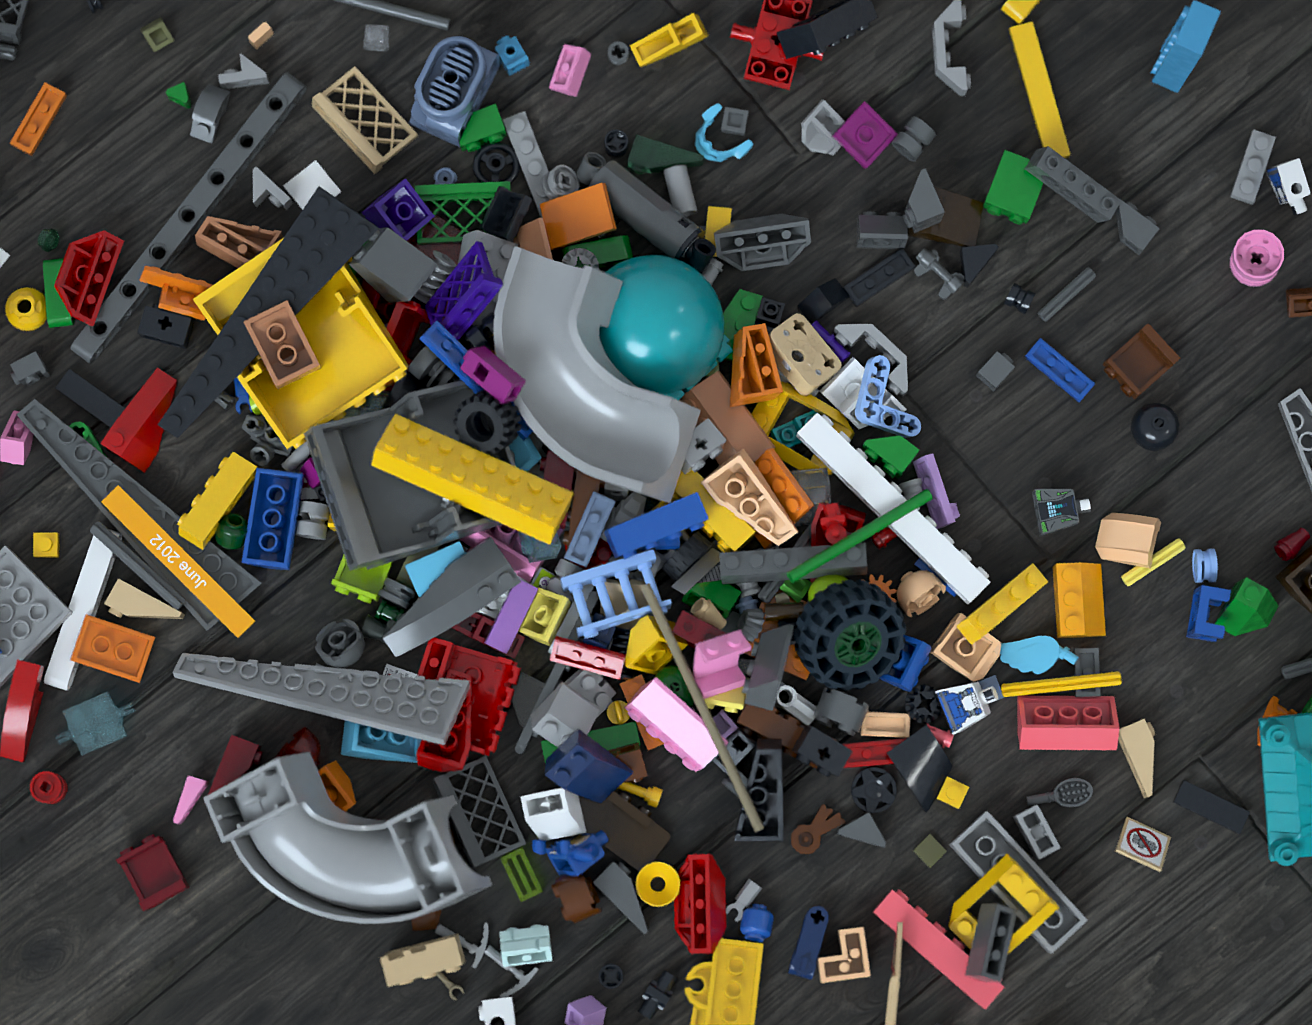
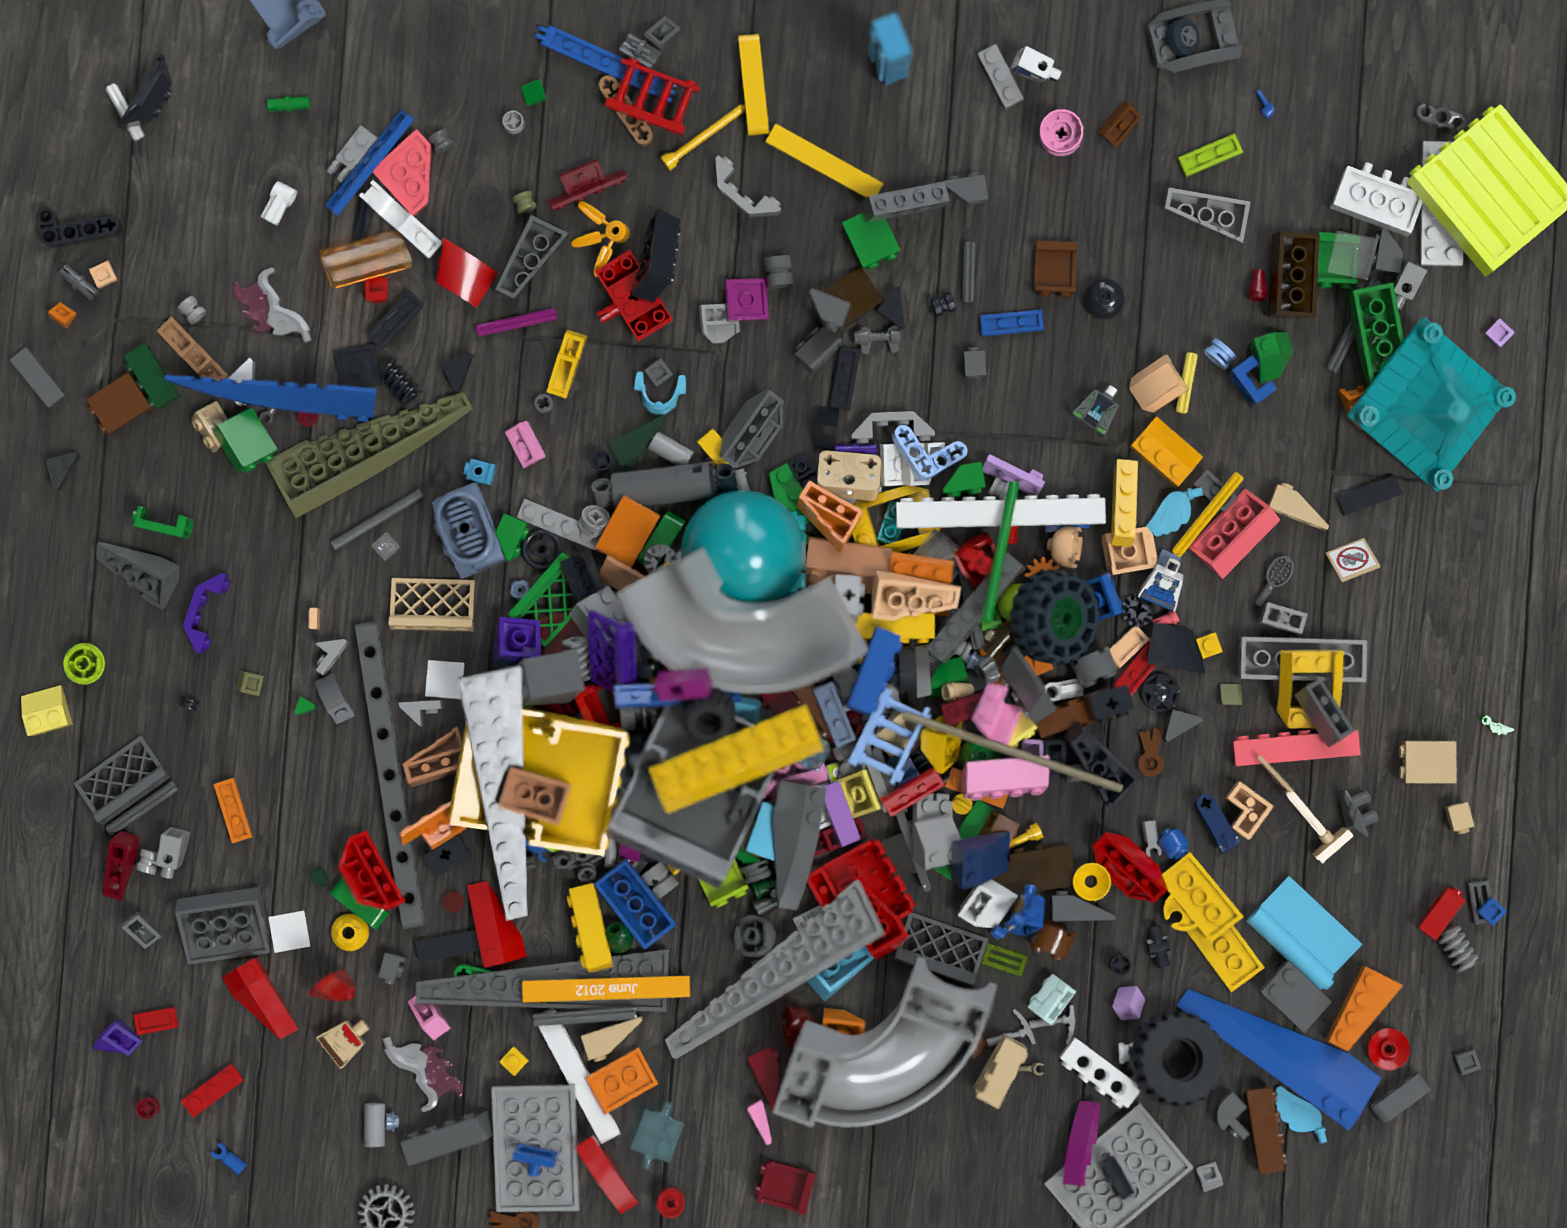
camera: 40 degrees left, 5 degrees up
(132, 369) = (453, 902): none -> clear red plate
(400, 572) = (746, 857): none -> green piece

